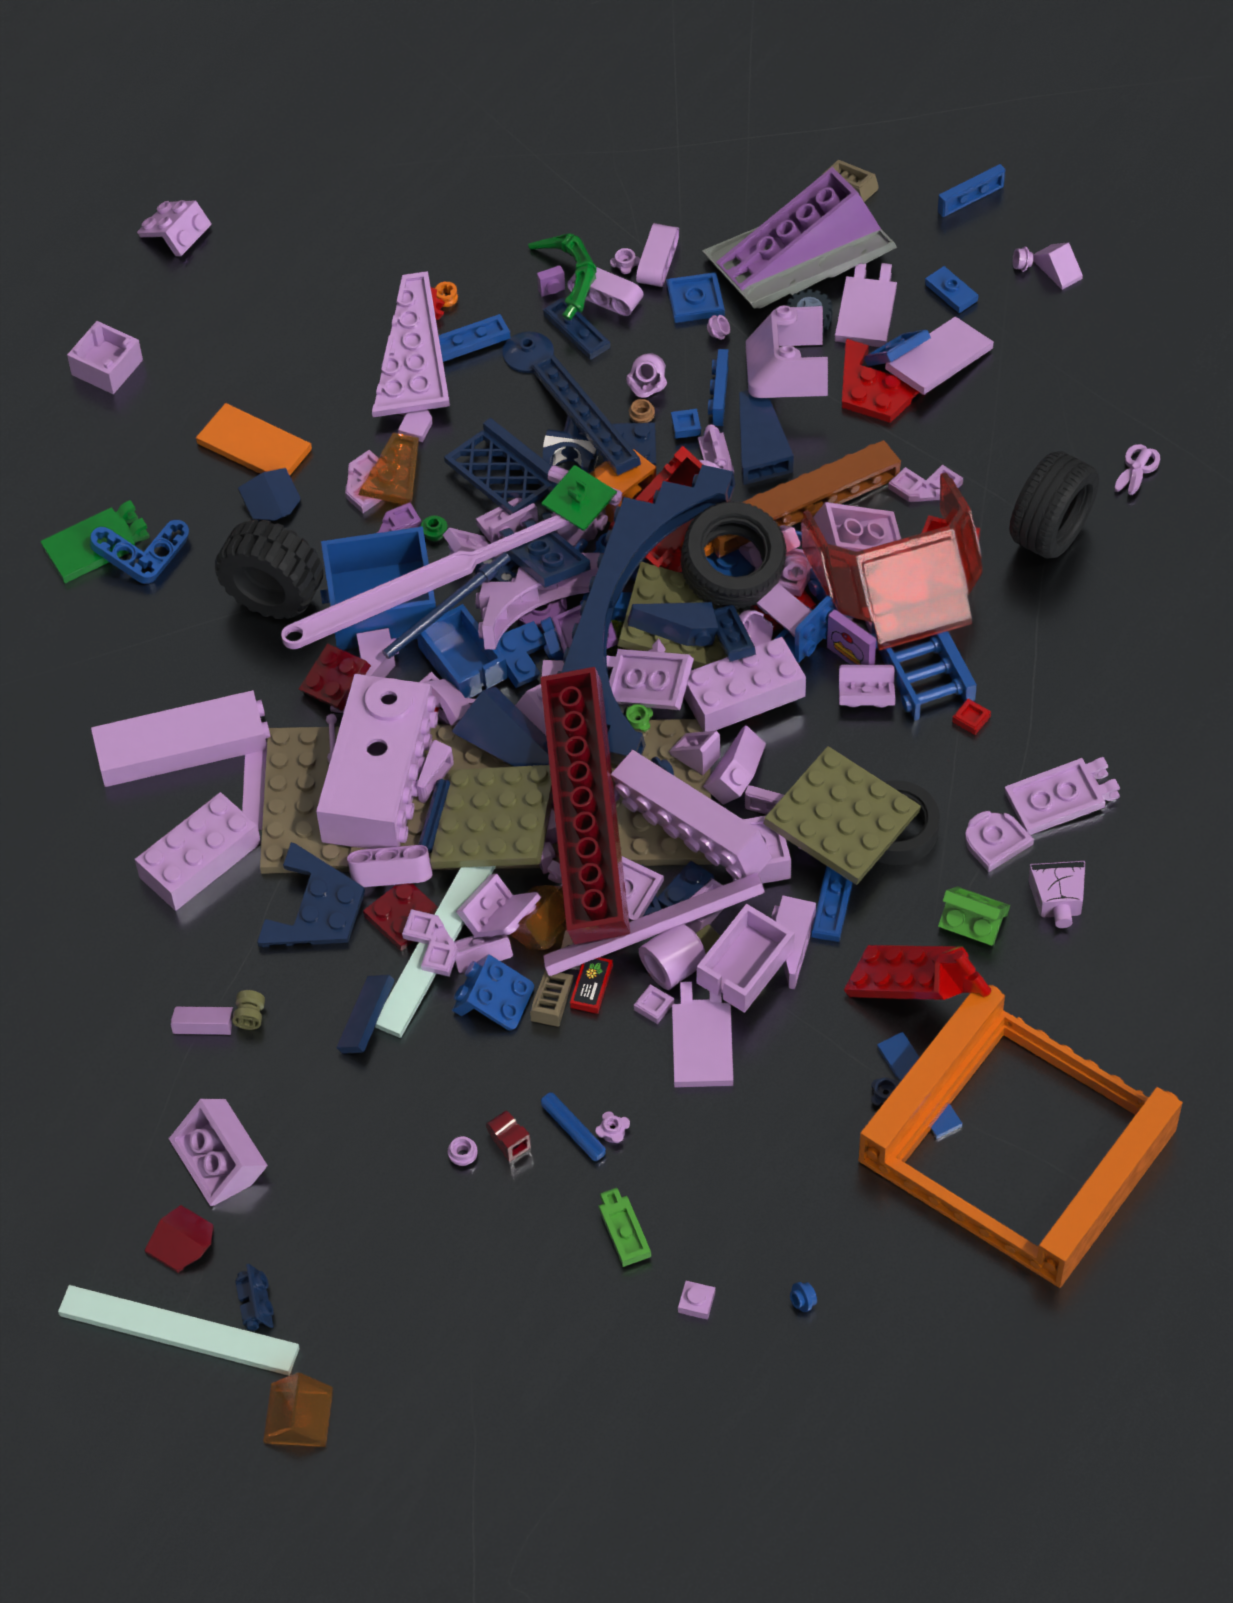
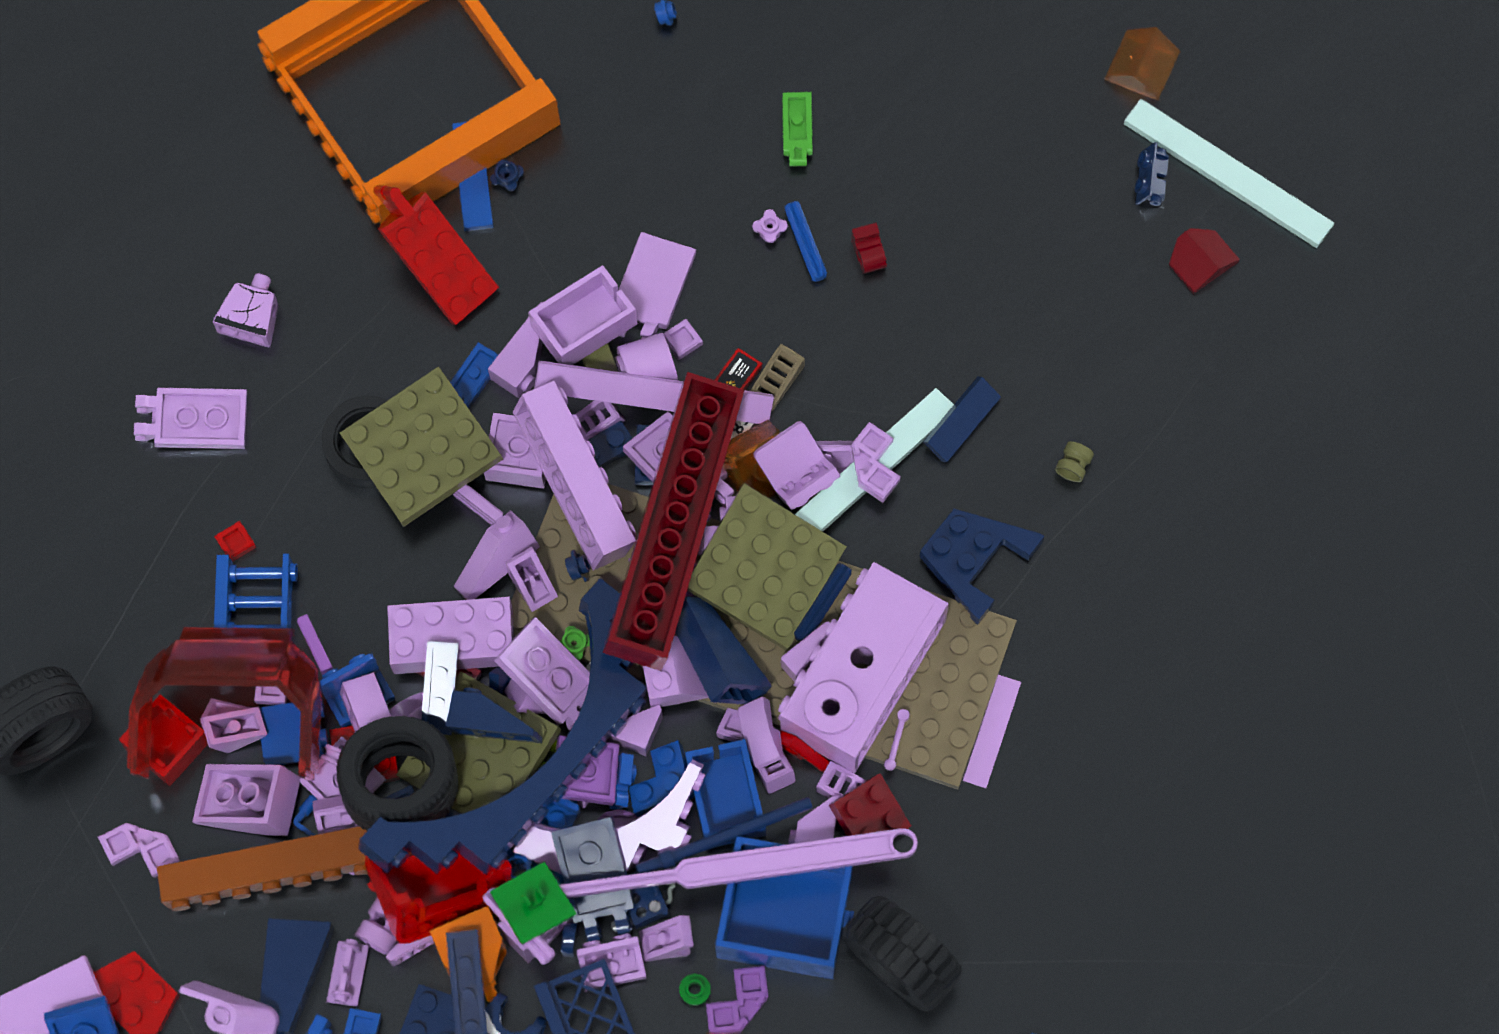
camera: 160 degrees left, 15 degrees up
(180, 738) = (1055, 805): lavender brick -> none
(198, 851) = (1075, 656): lavender brick -> none
(202, 1020) = (1122, 473): lavender slope -> none
(217, 1150) = (1145, 325): lavender slope -> none
(390, 865) = (876, 552): lavender beam -> none
(392, 910) = (889, 524): dark red plate -> none
(459, 1144) = (916, 244): lavender plate -> none
(494, 992) = (834, 398): blue bracket -> none
(696, 1300) = (758, 45): lavender plate -> none
(866, 685) = (326, 604): lavender bracket -> none
(972, 914) = (338, 317): bright green bracket -> none
(995, 838) = (280, 397): lavender tile -> none

